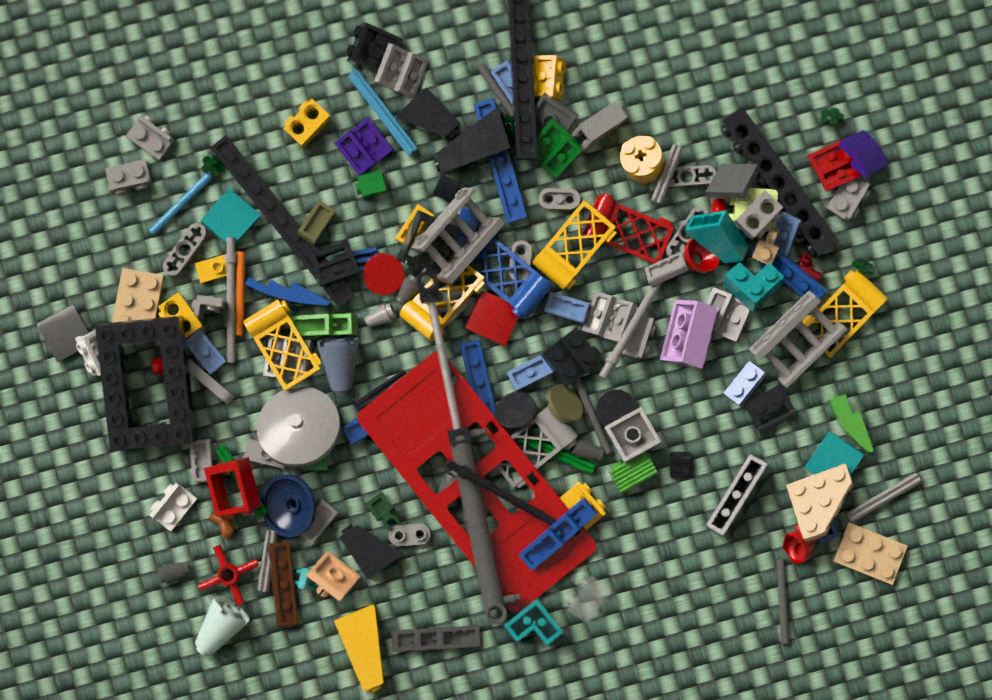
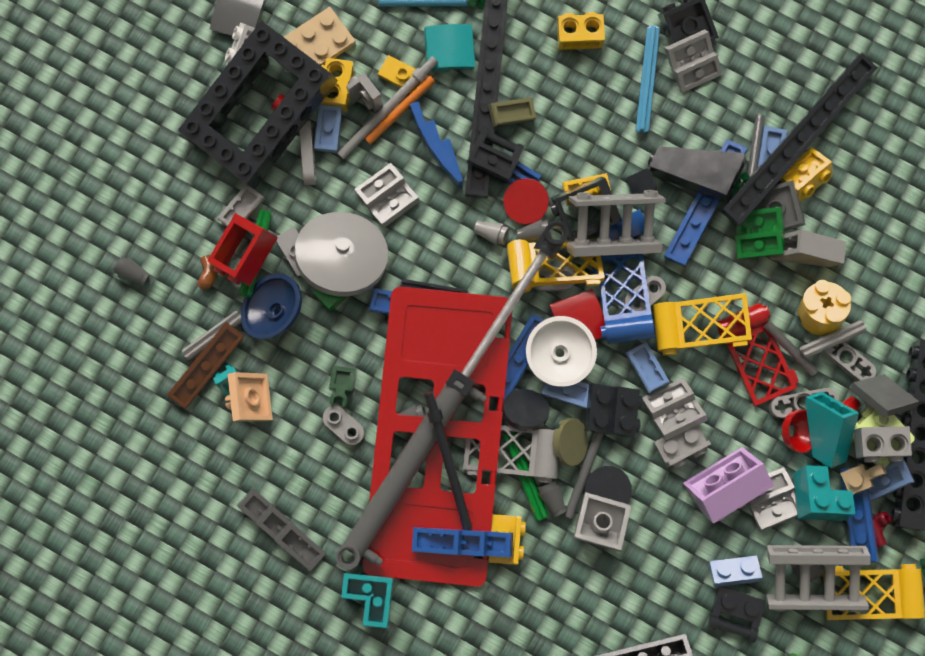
camera: 40 degrees right, 5 degrees down
(170, 259) = (383, 32): light grey beam -> none
(173, 506) = (184, 221): white bracket -> none
(220, 578) = (162, 313): red bar -> none
(220, 625) = (124, 348): light aqua cone -> none
(271, 319) = (394, 150): yellow piece -> none
(324, 516) = (289, 343): light grey plate -> none
(326, 325) = (440, 196): bright green slope -> none
(339, 362) = (423, 235): sand blue cone -> none
(362, 643) = (217, 477): yellow slope -> none
(364, 146) = (607, 91): dark purple slope -> none
(368, 550) = (298, 405): black slope -> none
(371, 185) = (584, 124): green brick -> none
(429, 115) = (682, 115): black slope -> none
(504, 336) = (562, 334): none -> white dish
(559, 199) = (724, 276): light grey plate -> none
(588, 599) = (435, 620): clear bracket -> none
(613, 358) = (646, 443): light grey bar -> none
(632, 472) = (572, 552): bright green brick -> none
(666, 269) = (760, 414): light grey plate -> none
(670, 206) = (790, 348): none -> flat silver bar
(680, 464) = (617, 585): black slope -> none

